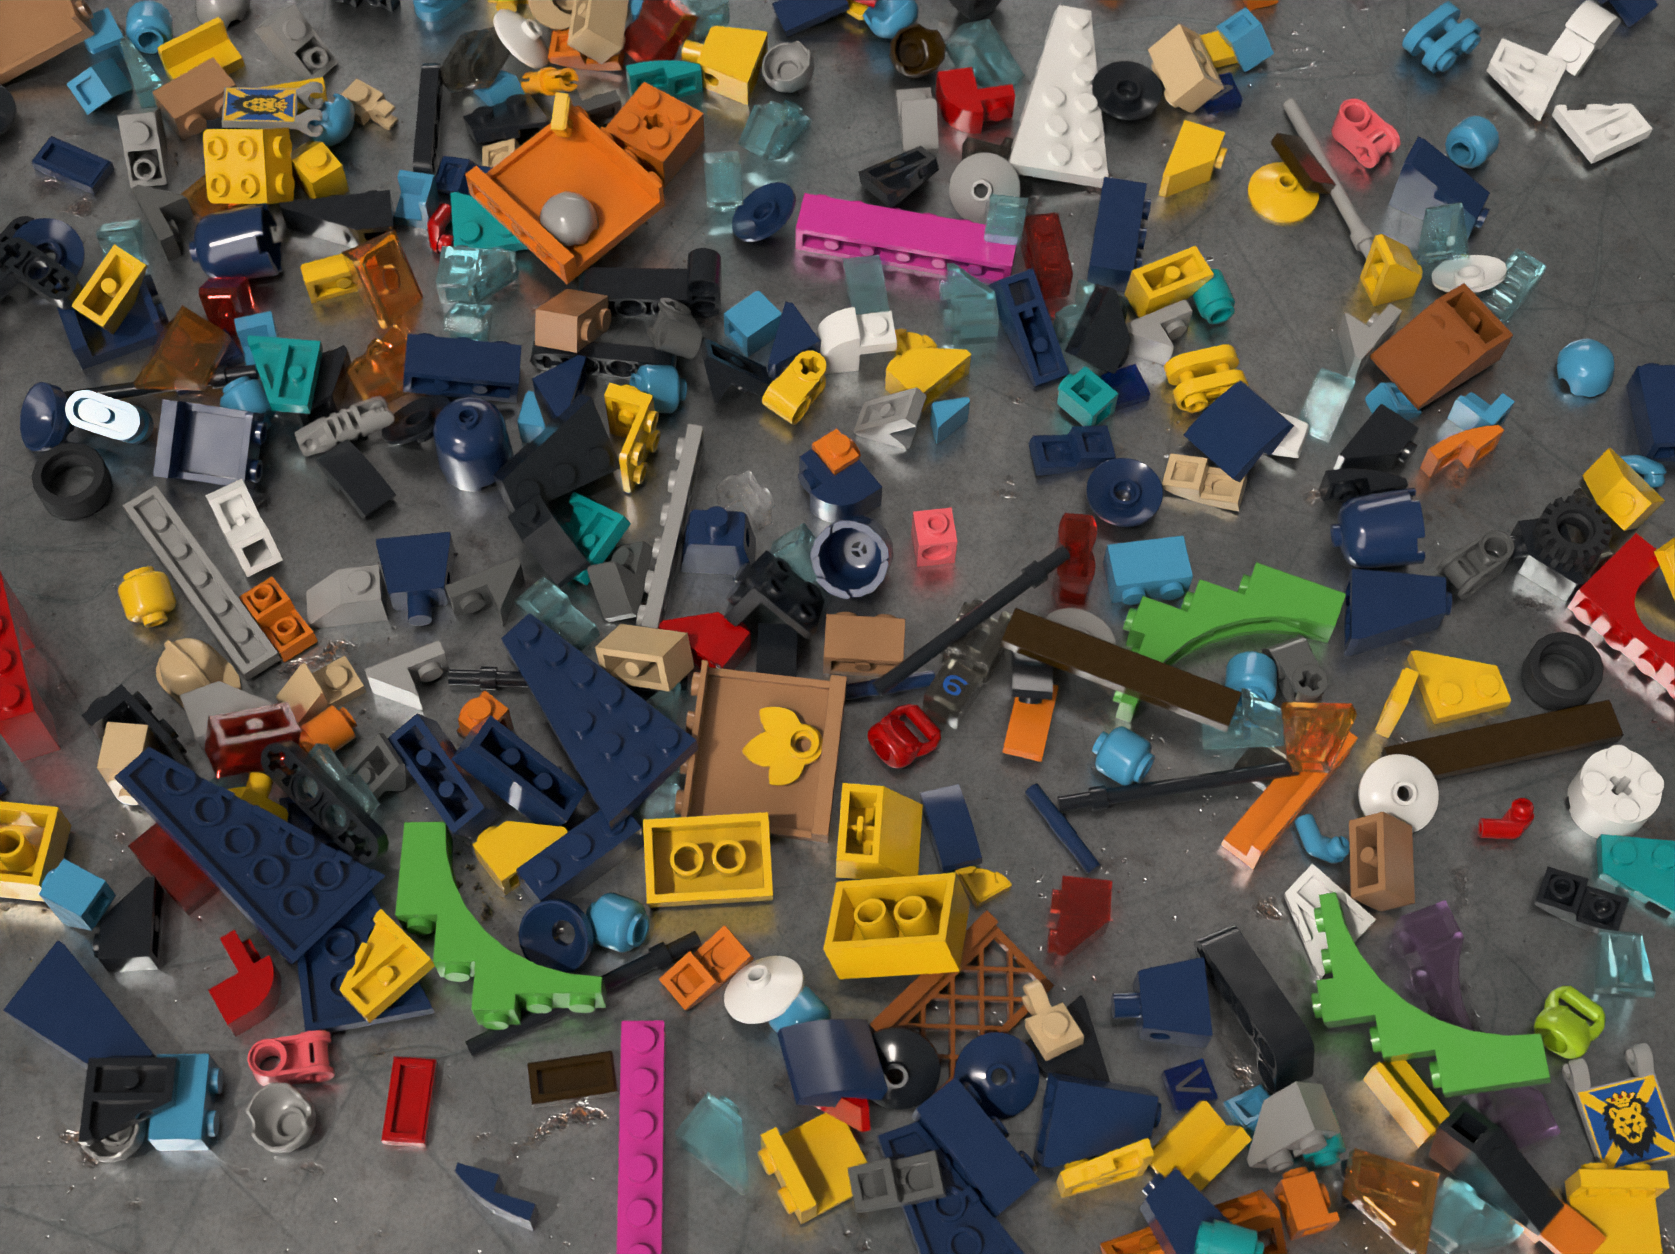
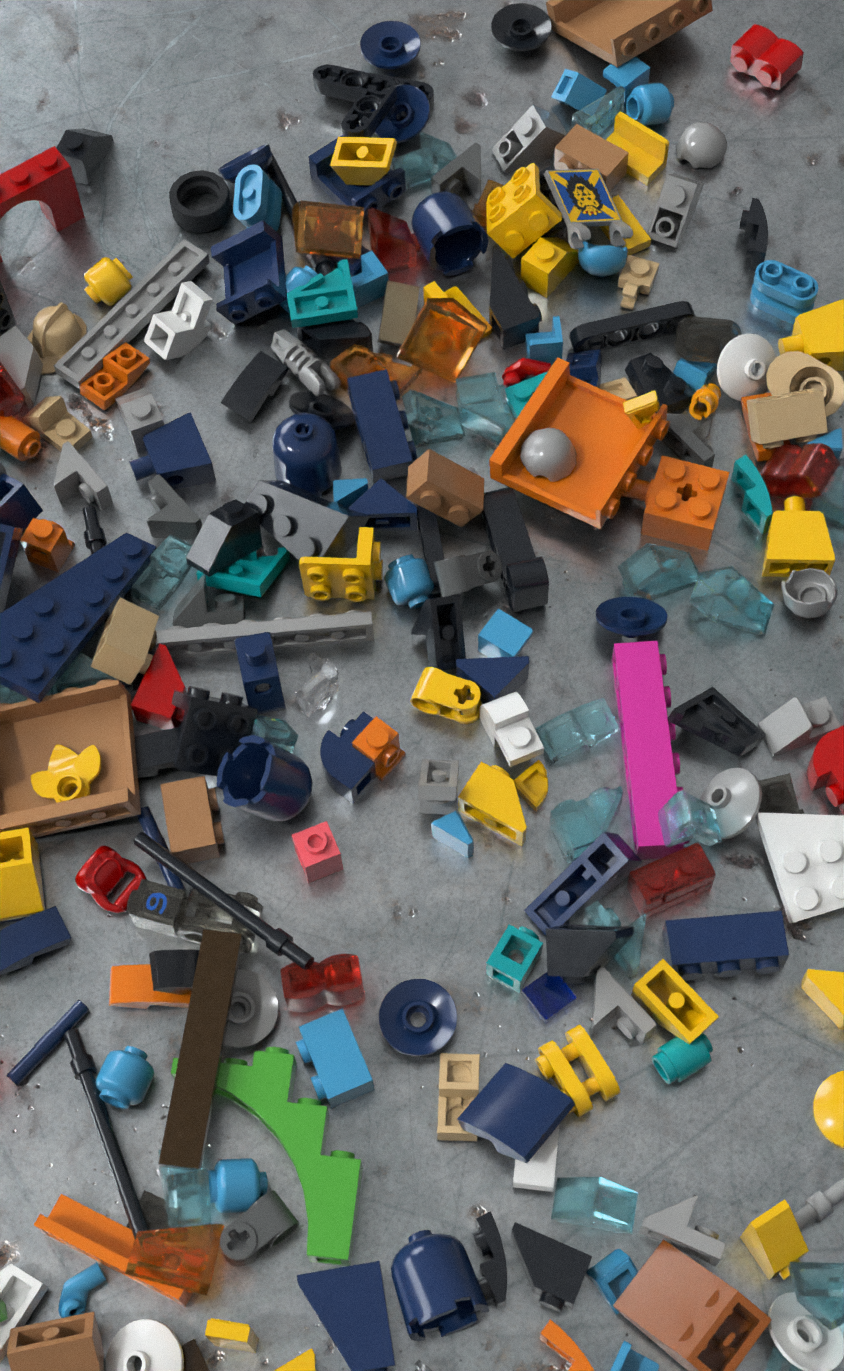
camera: 80 degrees right, 0 degrees up
(73, 165) = (498, 105): dark blue tile -> none
(315, 317) = (398, 312): none -> dark tan slope
(1076, 451) = (458, 959): dark blue slope -> none

